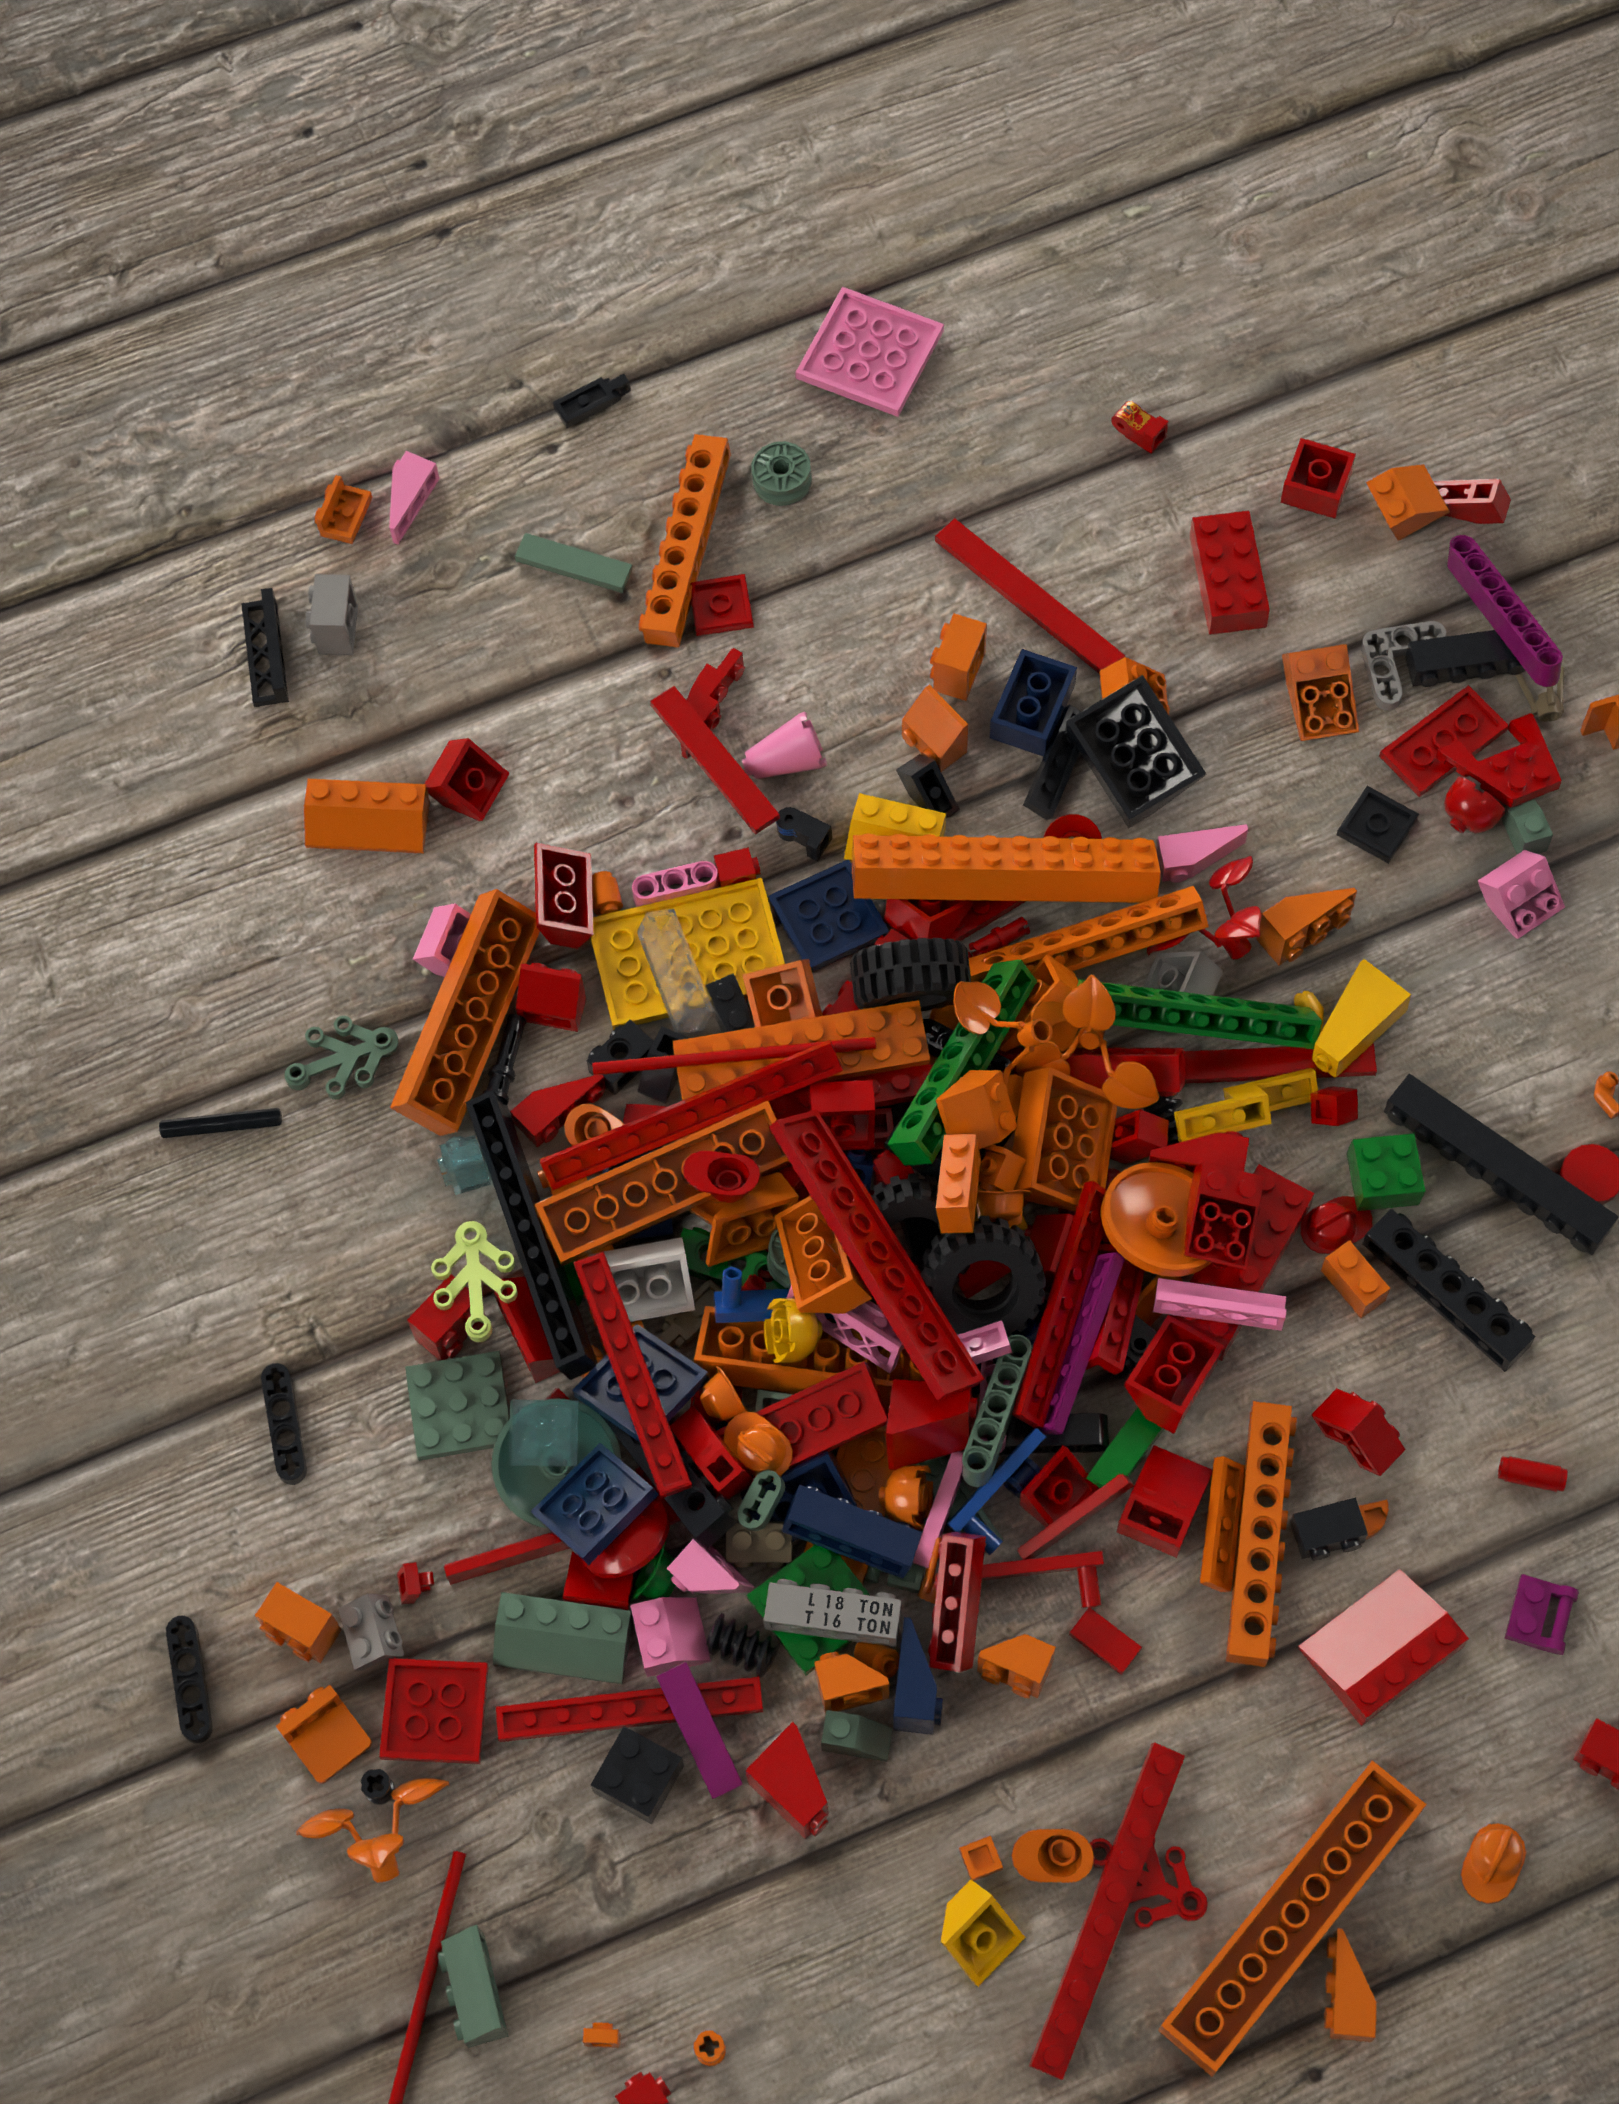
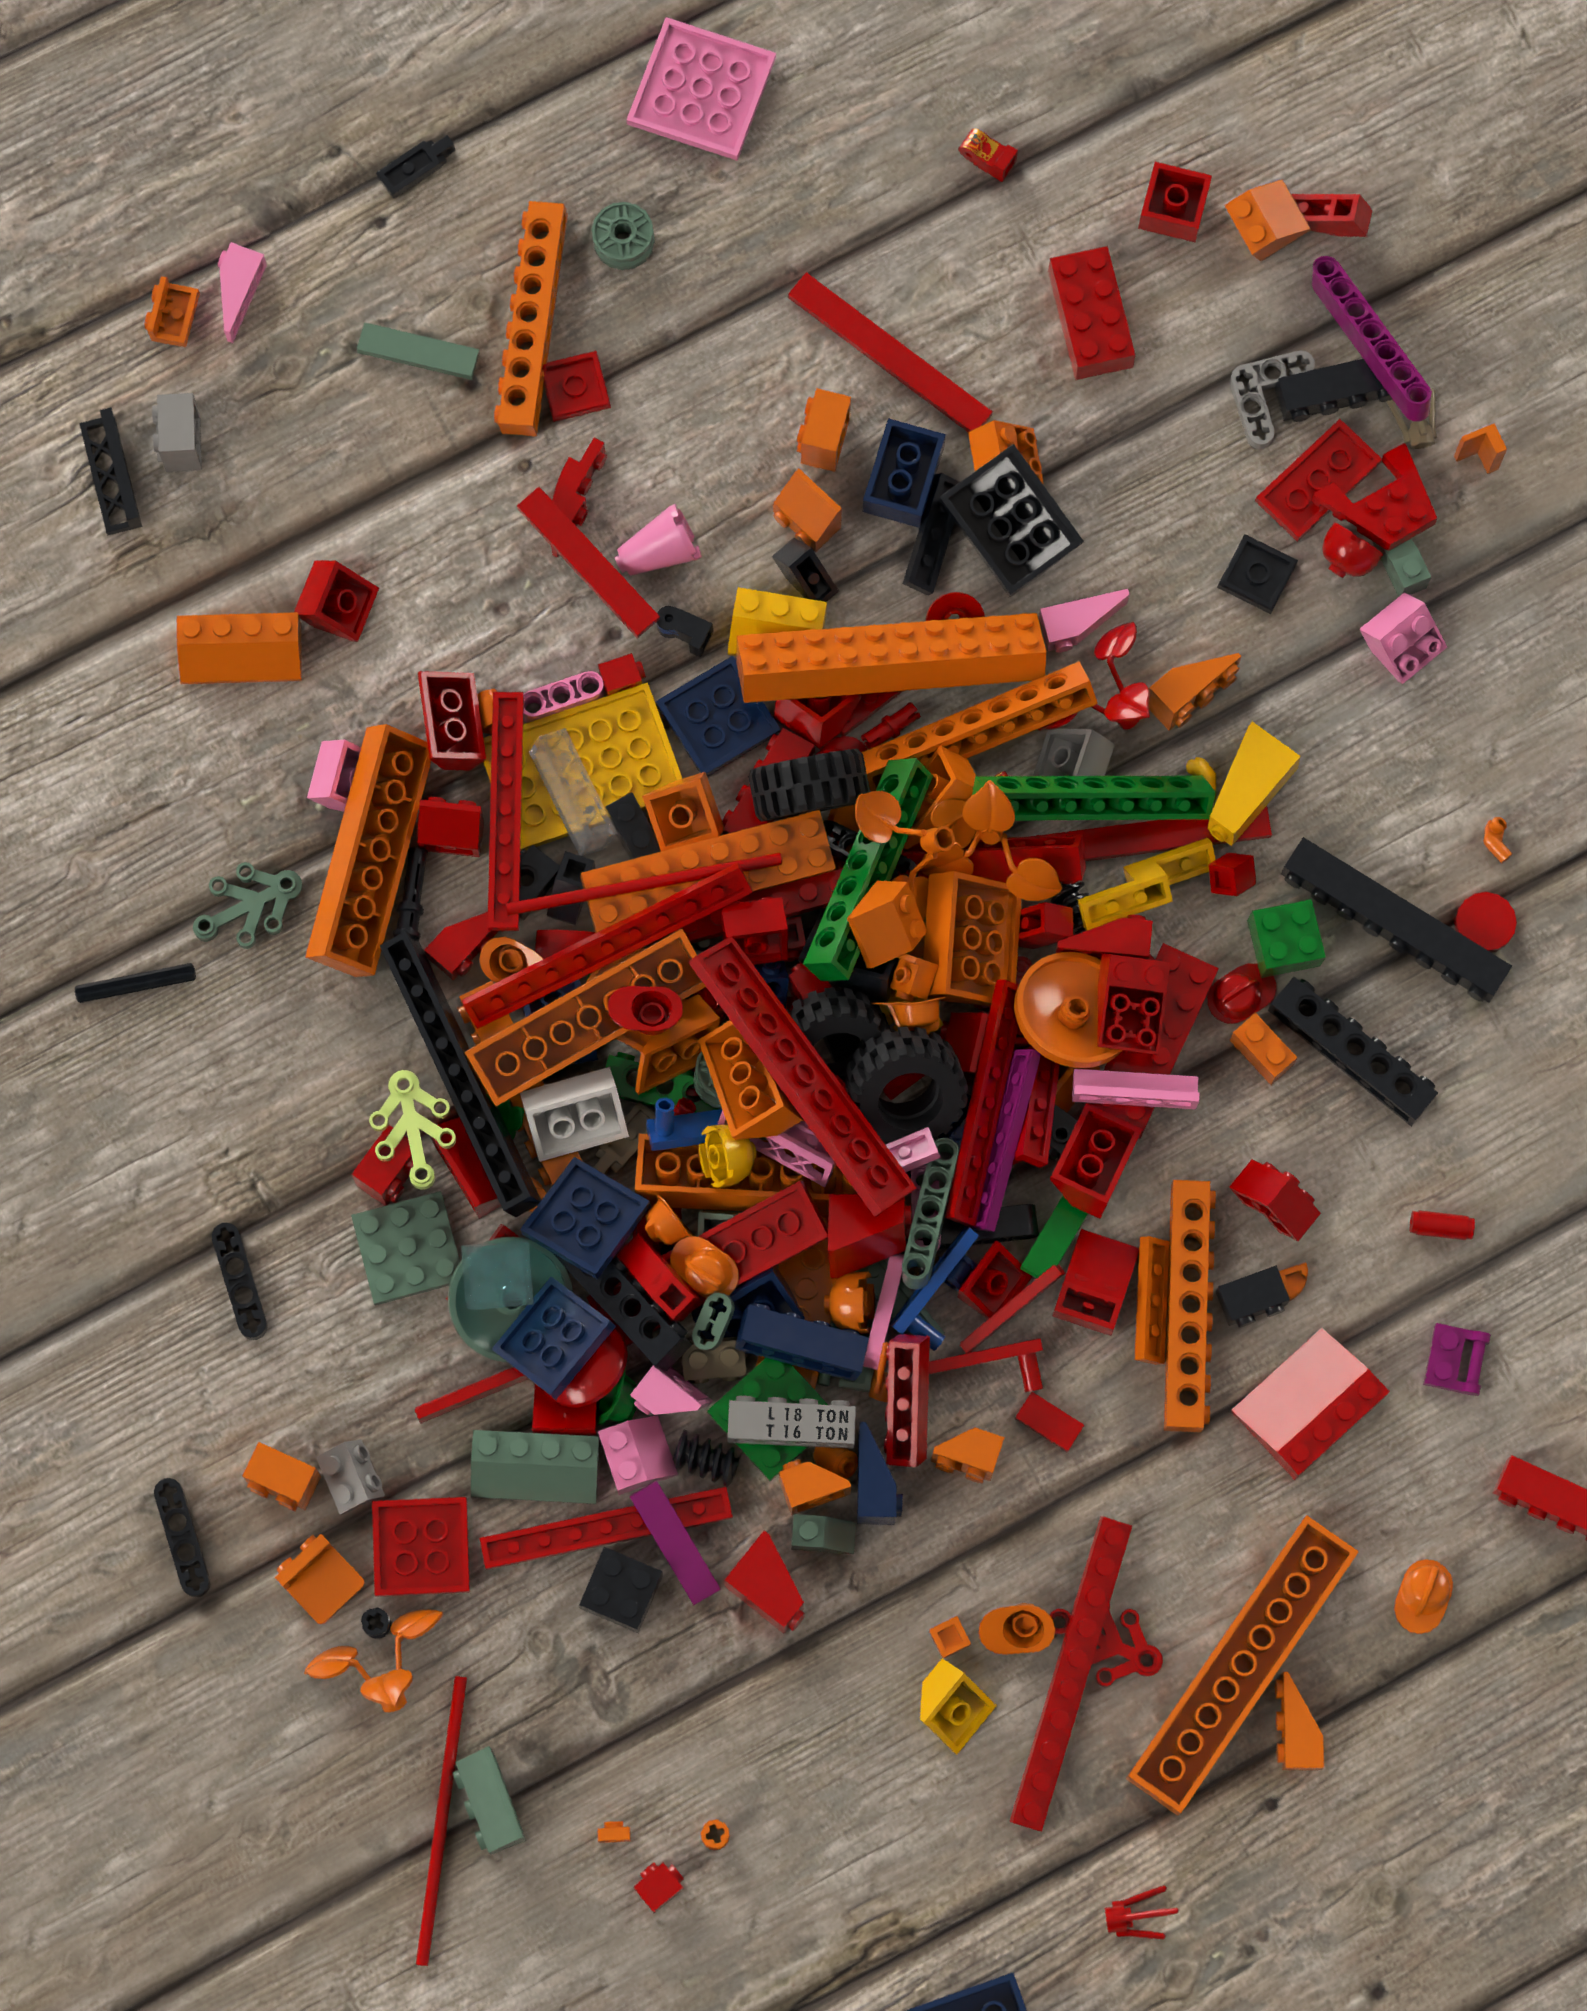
camera: 10 degrees left, 10 degrees up
(413, 1583) = (384, 1427): red tile -> none
(463, 1164) = (384, 1008): clear light blue brick -> none
(606, 982) = (505, 809): none -> red plate
(632, 1375) = (578, 1211): red tile -> none
(958, 1183) = (876, 999): orange brick -> none
(1321, 692) = (1192, 436): orange slope -> none

